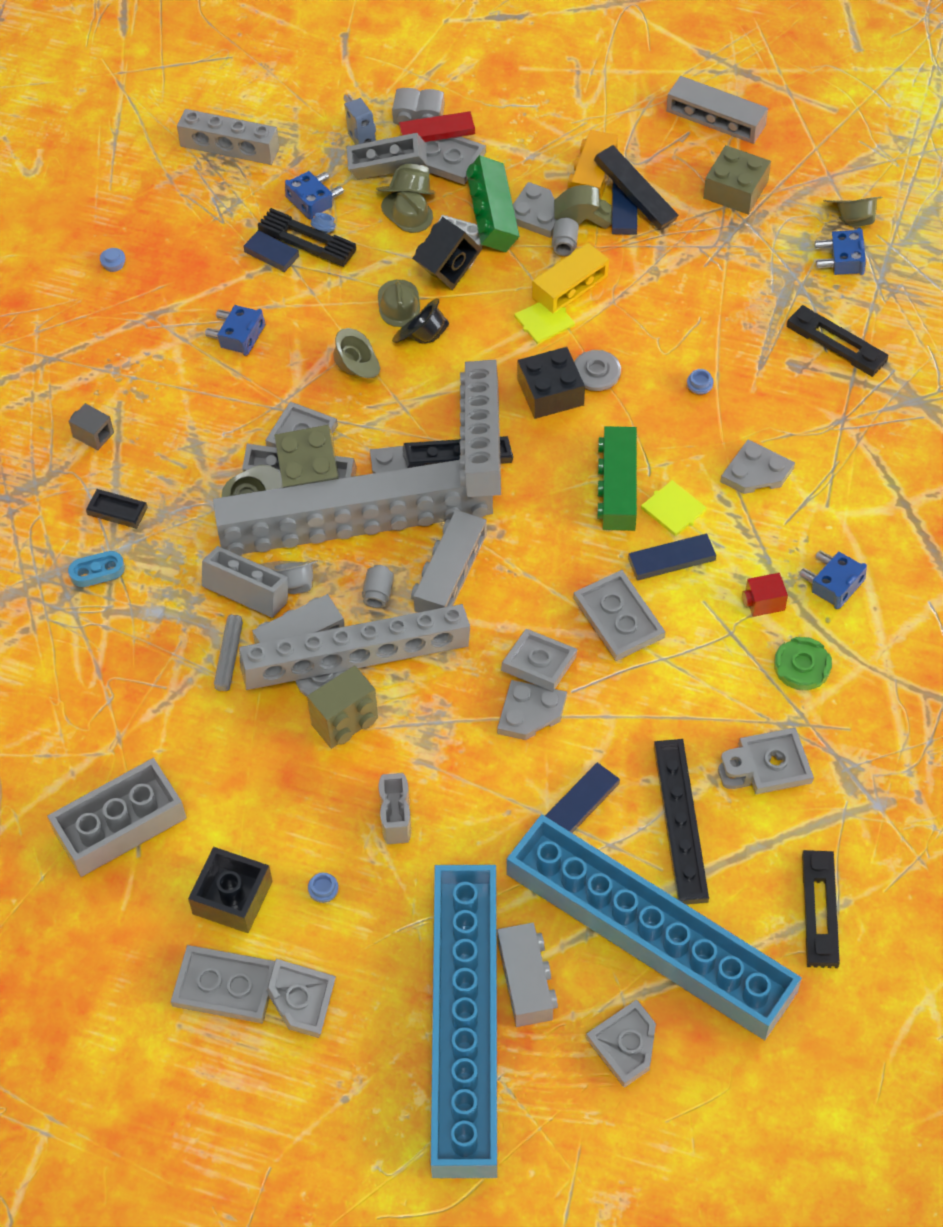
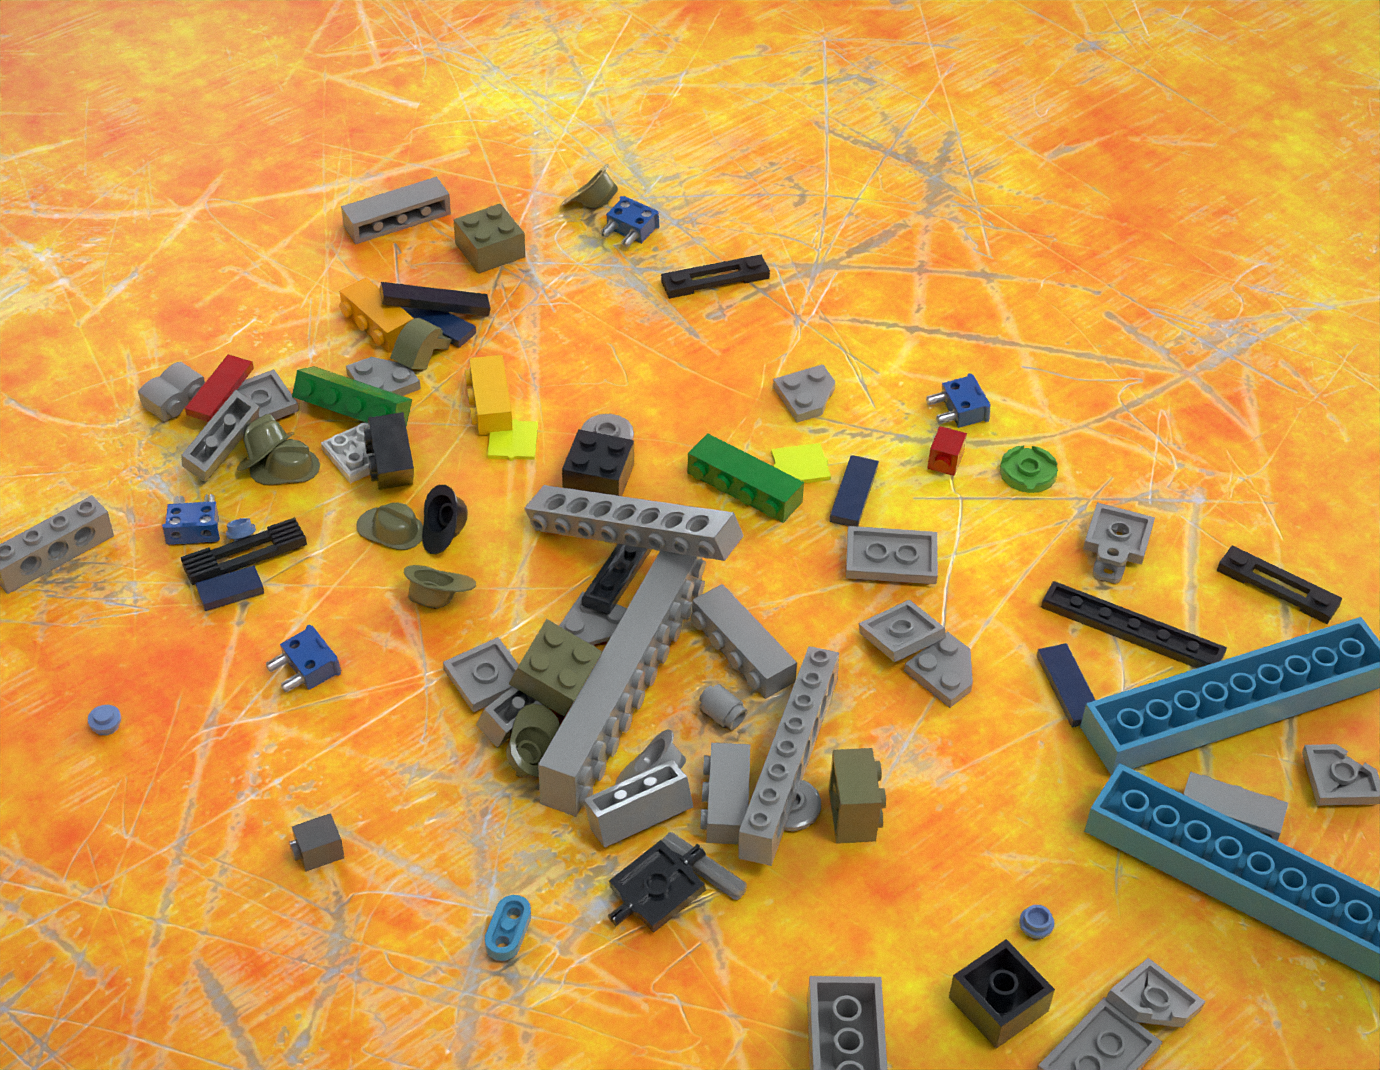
camera: 60 degrees left, 10 degrees down
(116, 508) = (439, 875): black tile -> none
(187, 633) = (657, 885): none -> black plate
(359, 120) = (150, 437): sand blue piece -> none
(395, 808) = (993, 814): light grey brick -> none
(565, 236) = (437, 373): light grey brick -> none
(700, 381) = (683, 375): medium blue plate -> none

